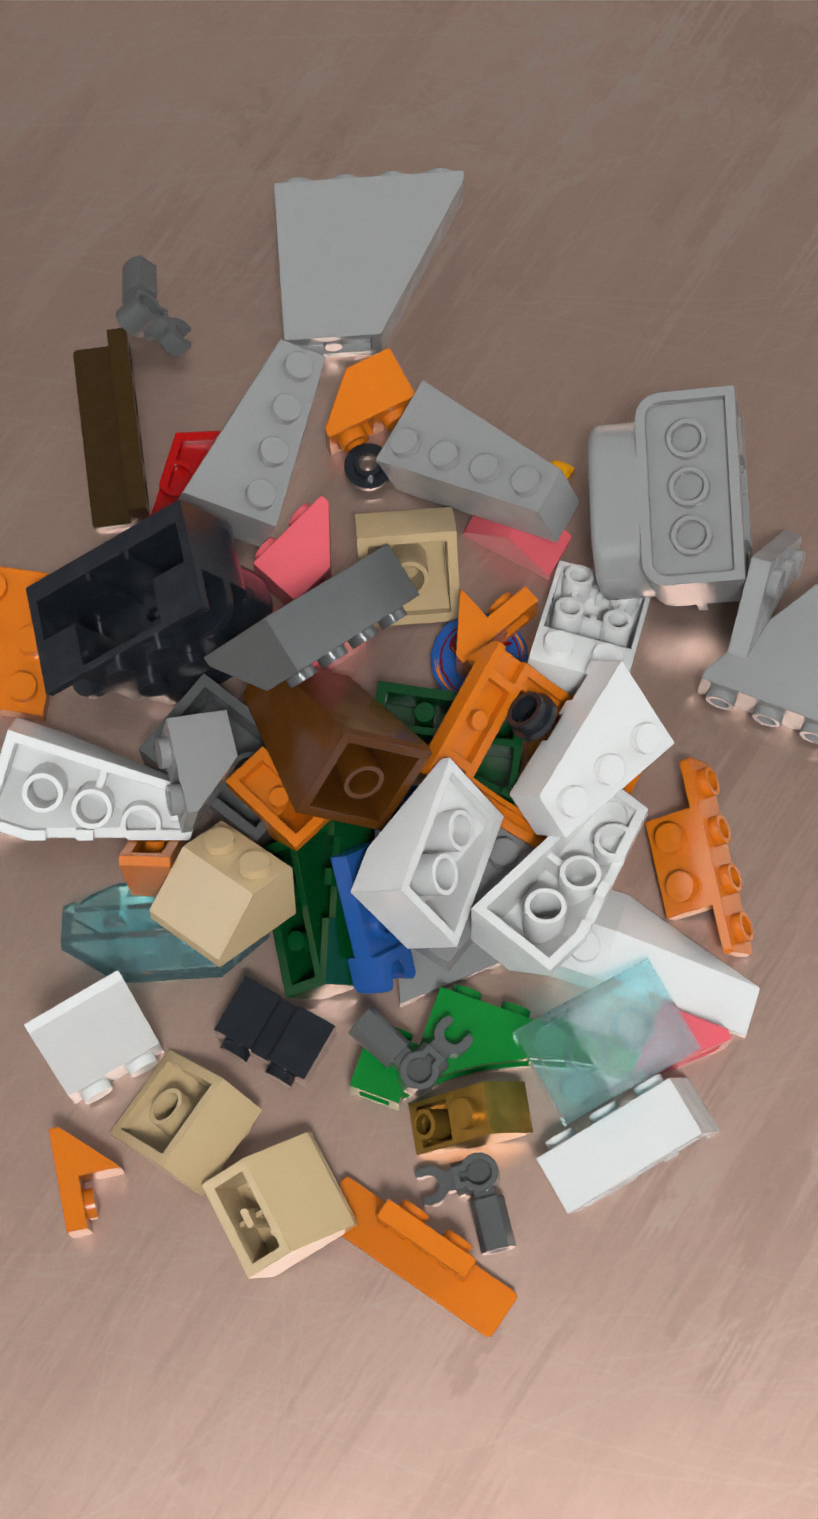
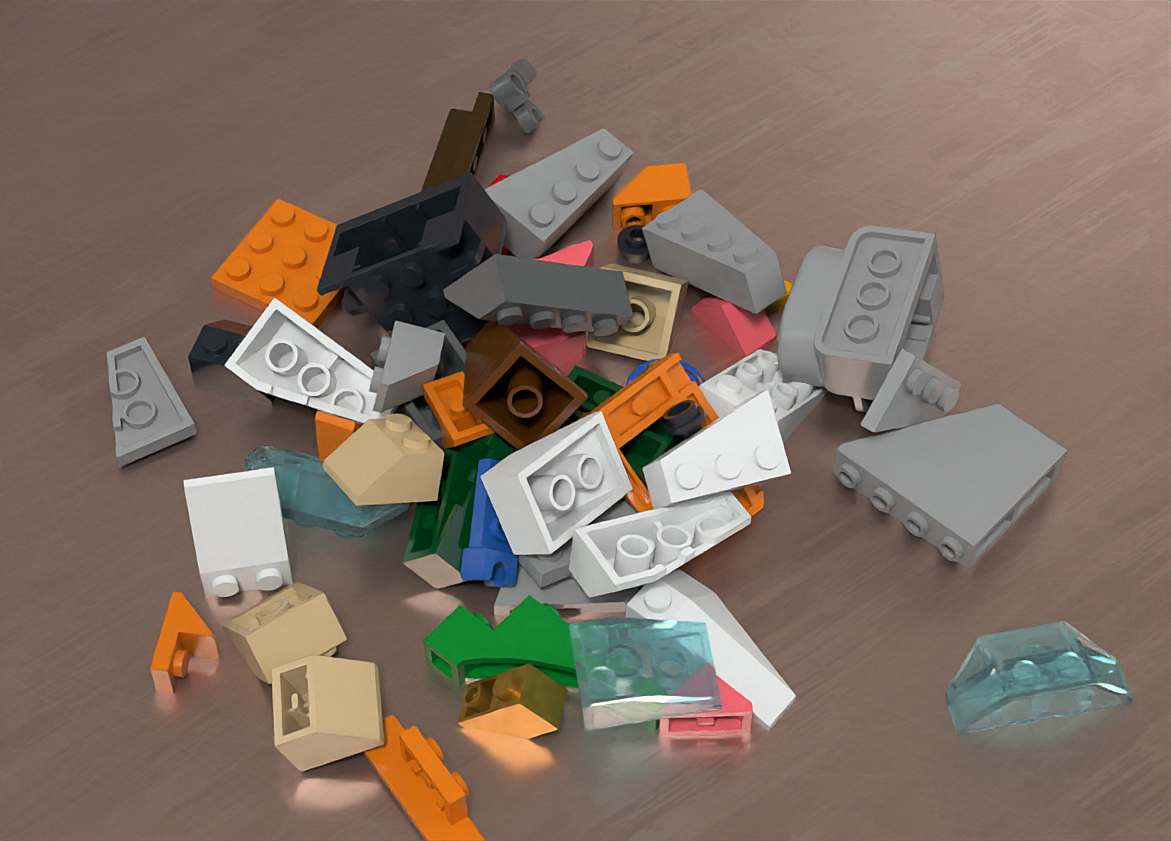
camera: 20 degrees right, 20 degrees down
(274, 1033) = (385, 594): black brick -> none
(358, 253) = (693, 104): light grey slope -> none
(415, 1069) = (483, 640): dark grey bar -> none
(477, 1176) = (499, 756): dark grey bar -> none
(506, 618) = (699, 360): orange slope -> none
(625, 1141) = (633, 760): white wedge -> none
(696, 861) = (781, 585): orange bracket -> none

